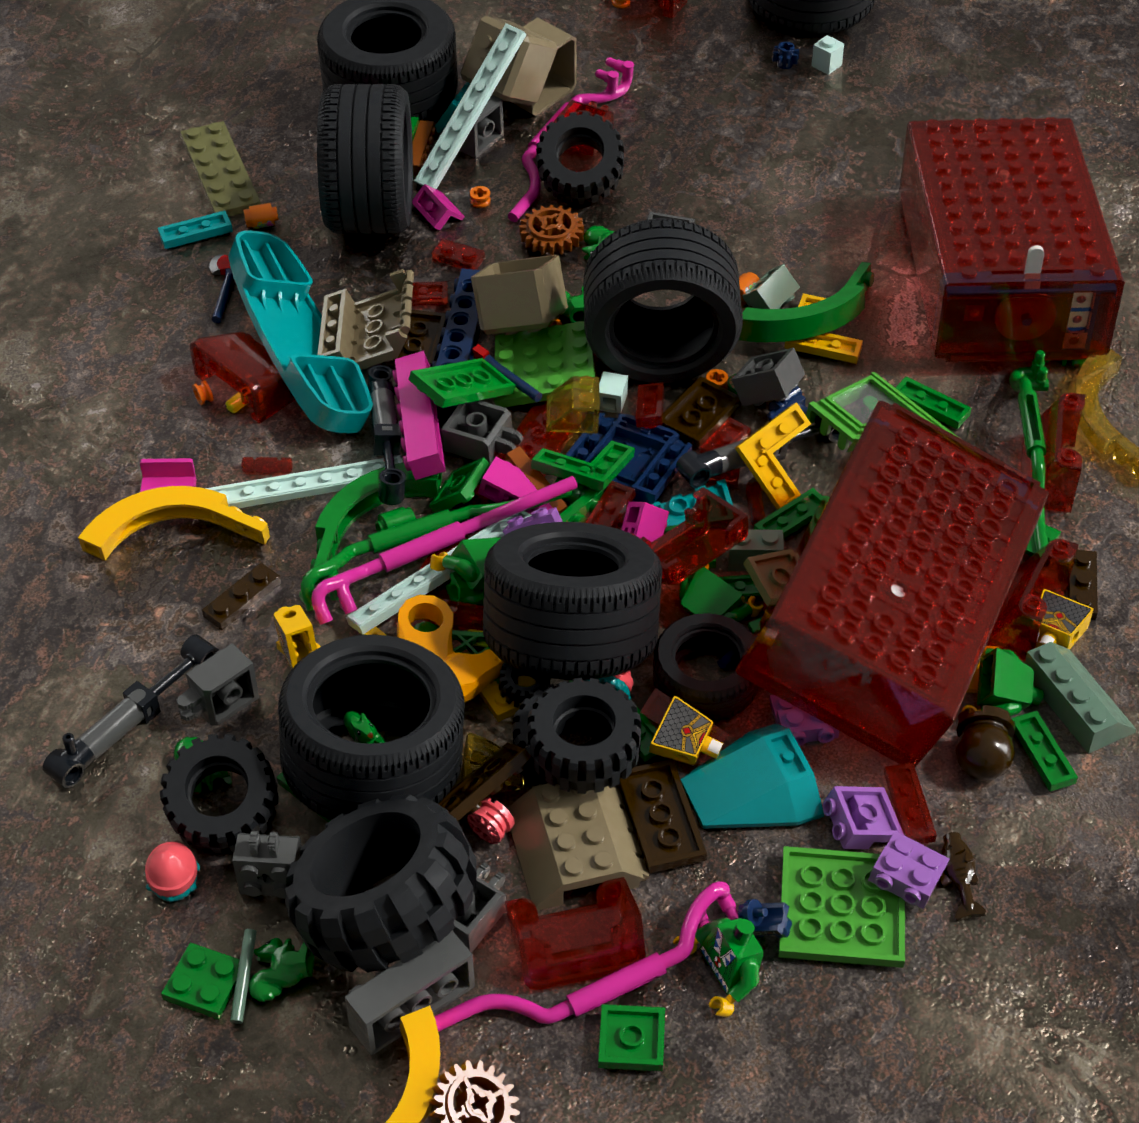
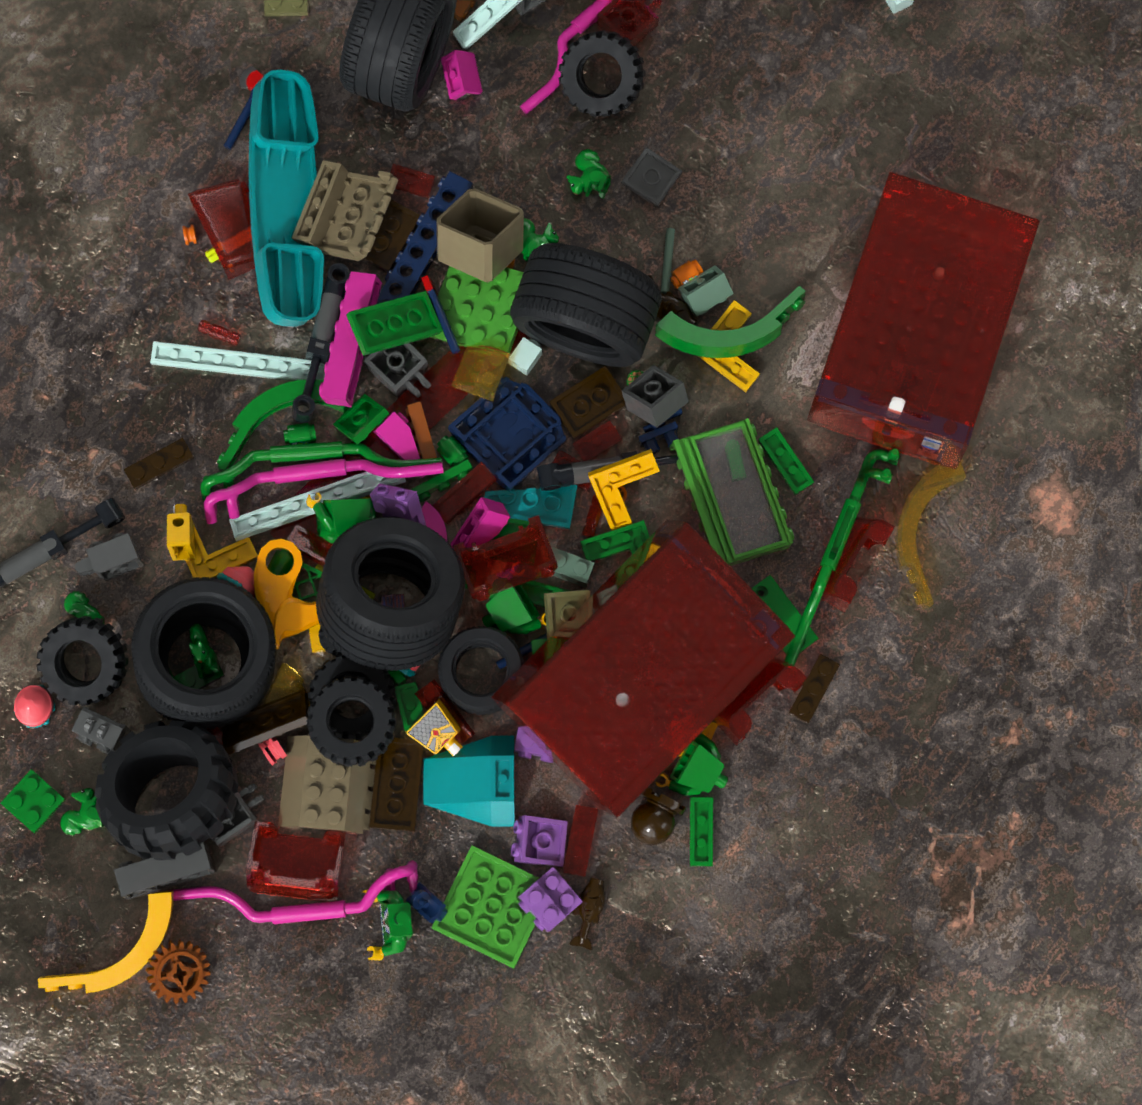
camera: 20 degrees right, 30 degrees up
(163, 504) = (96, 355): yellow arch -> none
(167, 473) = (134, 324): dark pink panel -> none
(195, 229) = (240, 29): teal plate -> none
(243, 976) = (58, 812): sand green bar -> none
(260, 216) = (301, 33): orange brick -> none
(458, 255) = (459, 140): clear red plate -> none
(480, 197) = (504, 65): orange bush -> none
(556, 230) = (536, 154): dark orange gear -> none
(595, 475) = (464, 452): green plate -> none
(631, 1037) = (304, 955): green plate -> none
(650, 405) = (548, 385): clear red plate -> none
(718, 377) = (620, 378): orange bush -> none
(1063, 621) = (771, 723): torso -> none
(1077, 697) = (754, 793): sand green slope -> none

